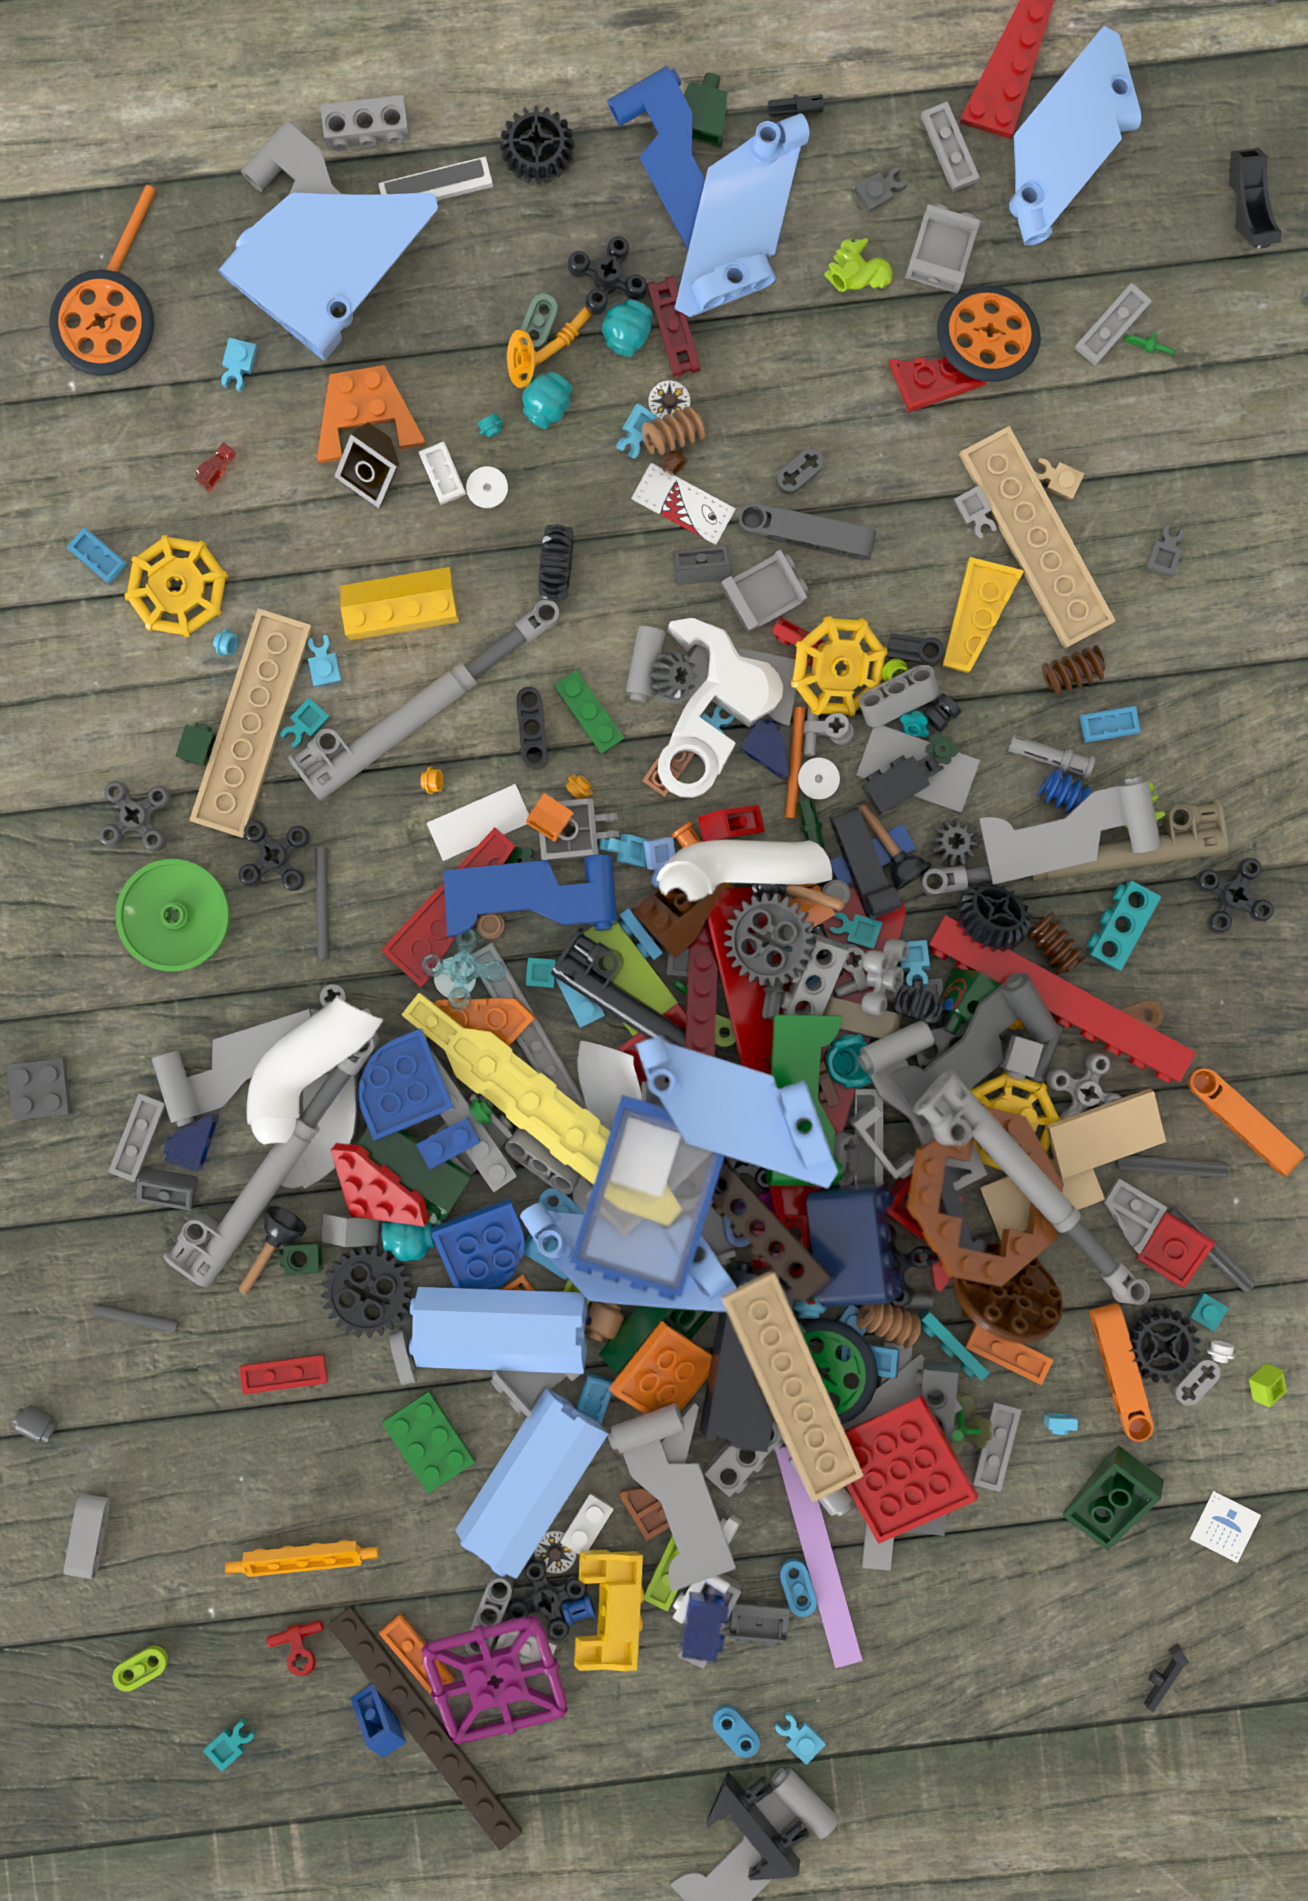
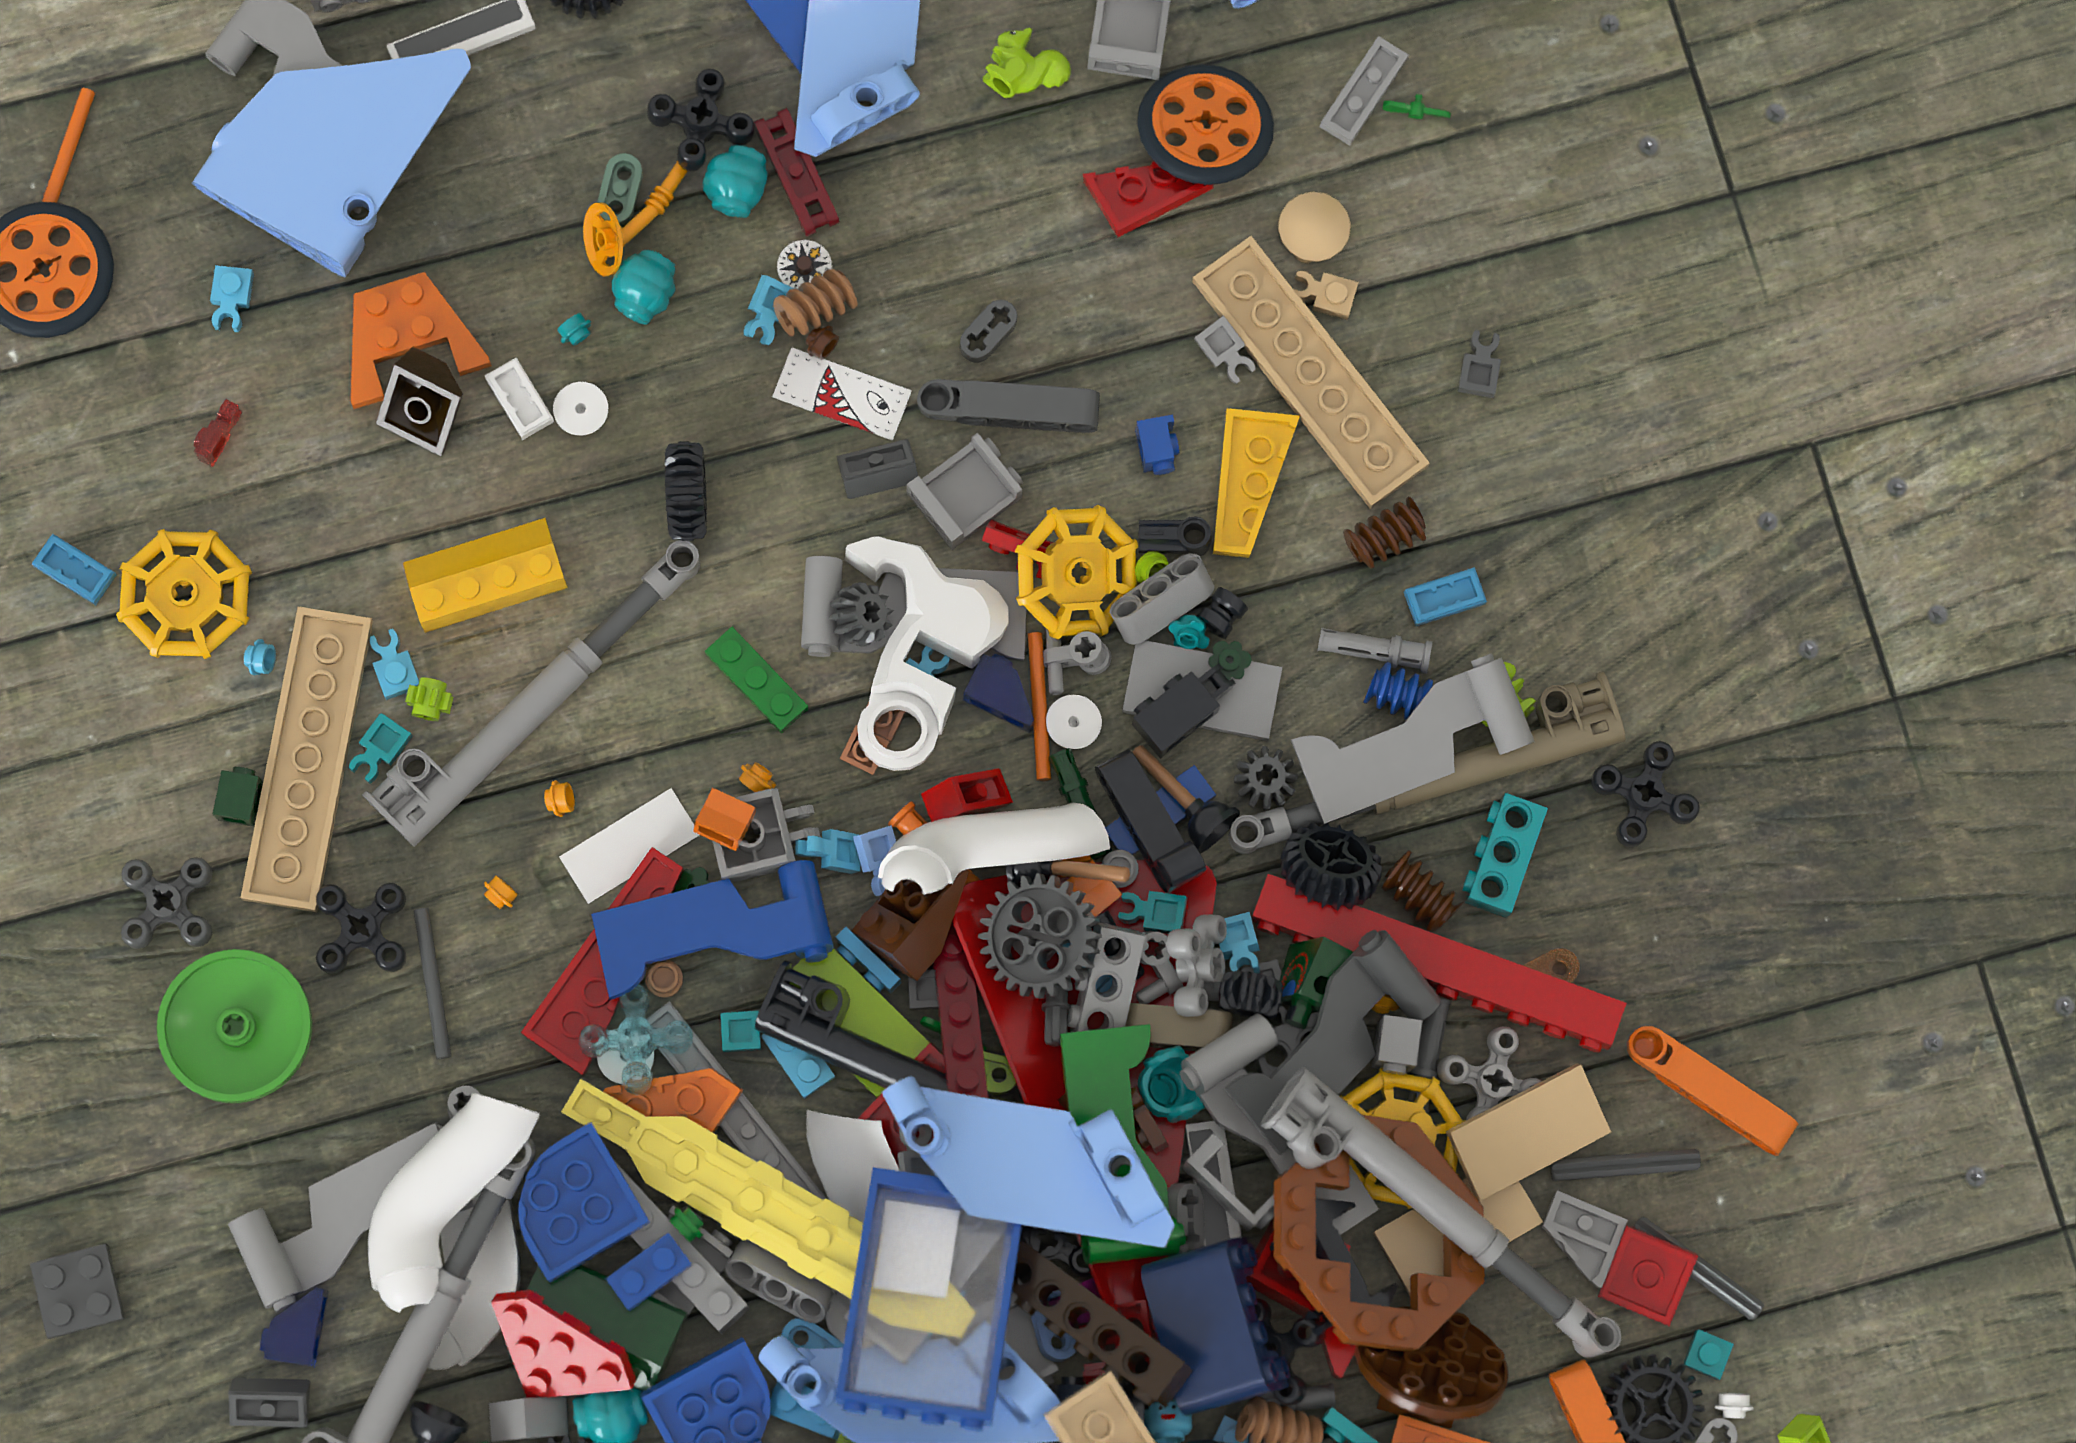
camera: 15 degrees left, 10 degrees down
(137, 1137) = (221, 1335): light grey plate -> none
(345, 692) = (429, 699): none -> lime gear
(379, 844) = (500, 892): none -> light orange plate
(528, 715) = (679, 693): black beam -> none
(913, 577) = (1156, 444): none -> blue brick
(1057, 425) = (1314, 227): none -> tan dish

